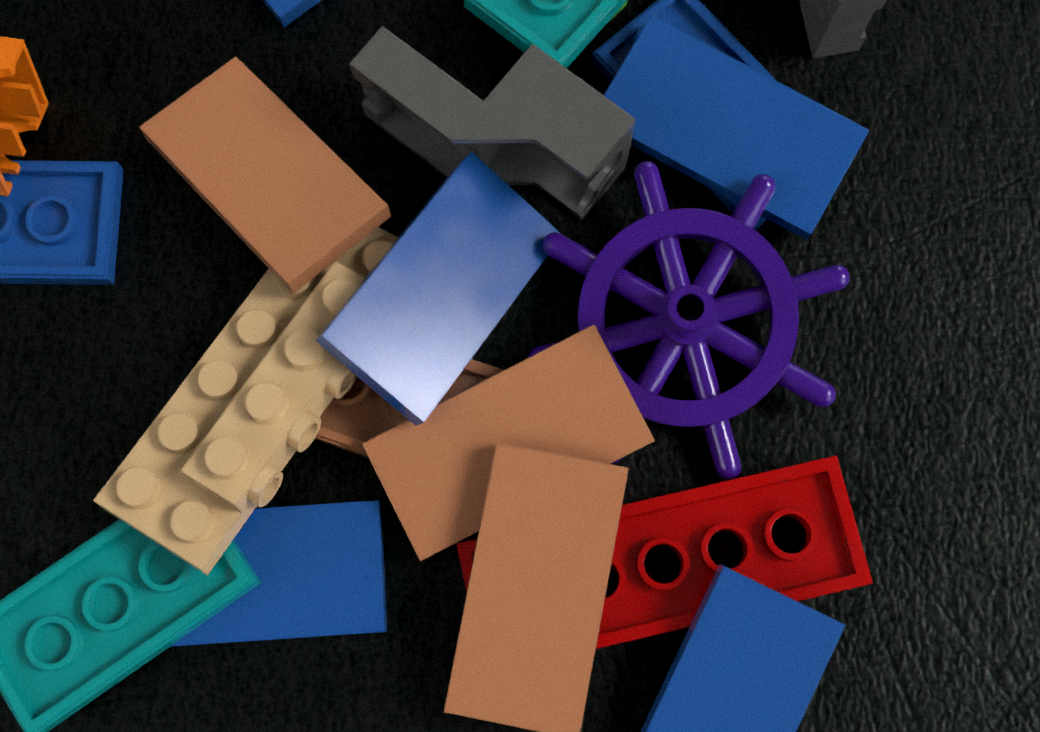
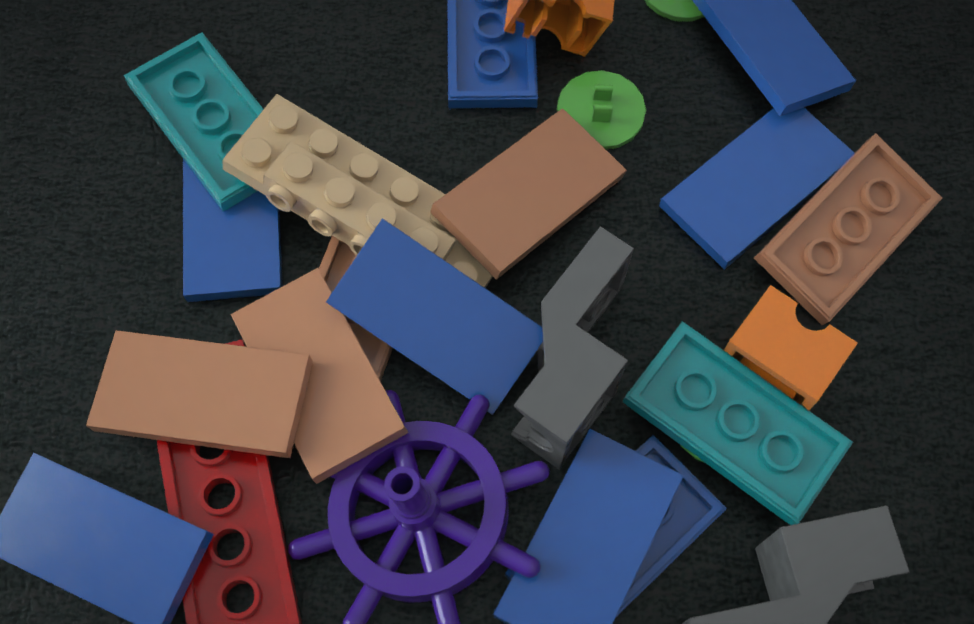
camera: 85 degrees right, 10 degrees down
(130, 82) = (605, 107): none -> bright green piece

